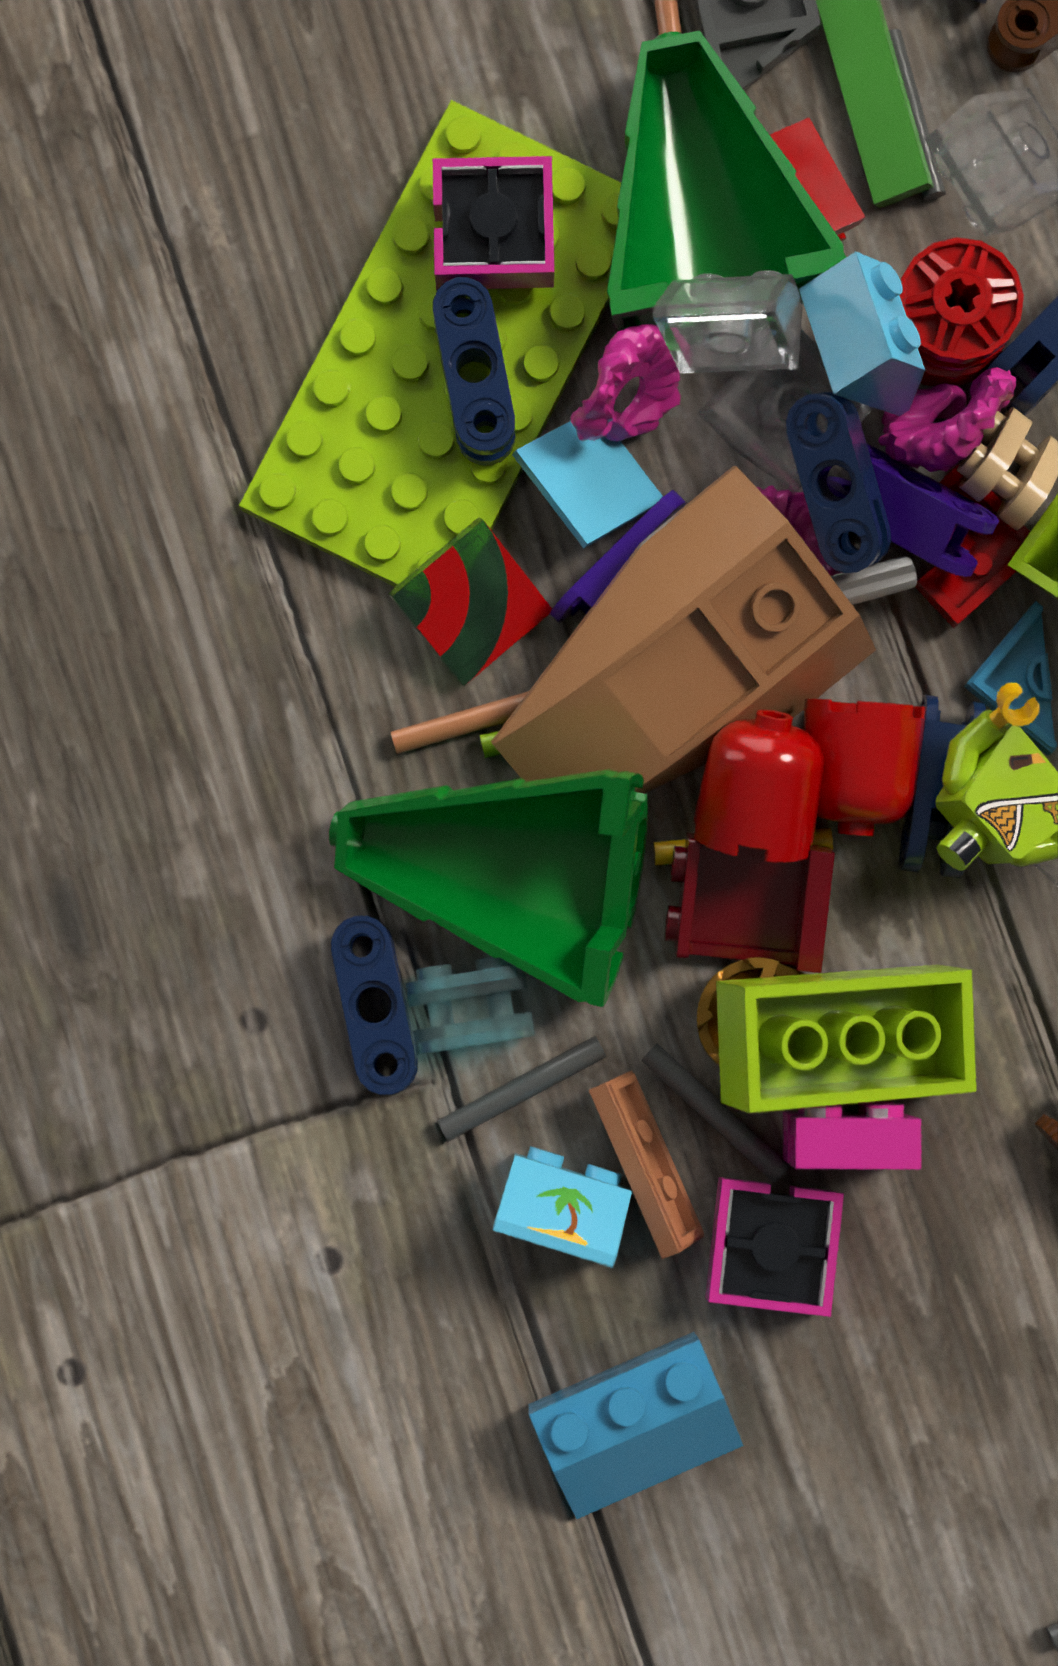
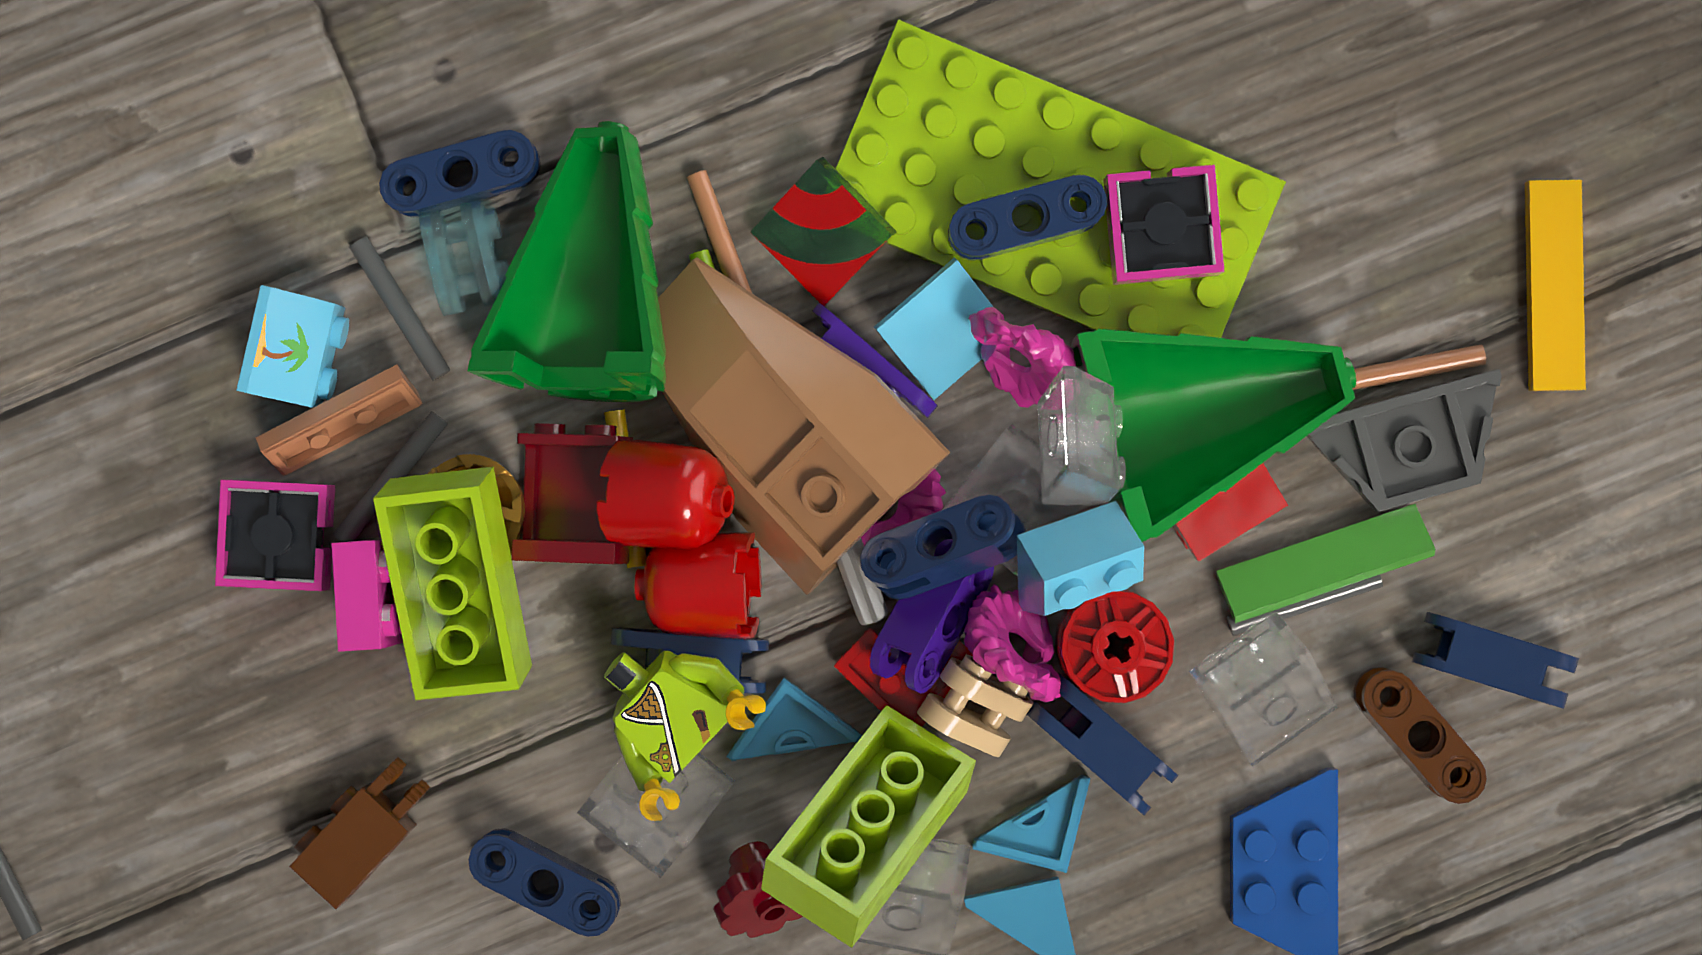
camera: 80 degrees right, 5 degrees up
(634, 1425) = (117, 424): dark azure slope -> none

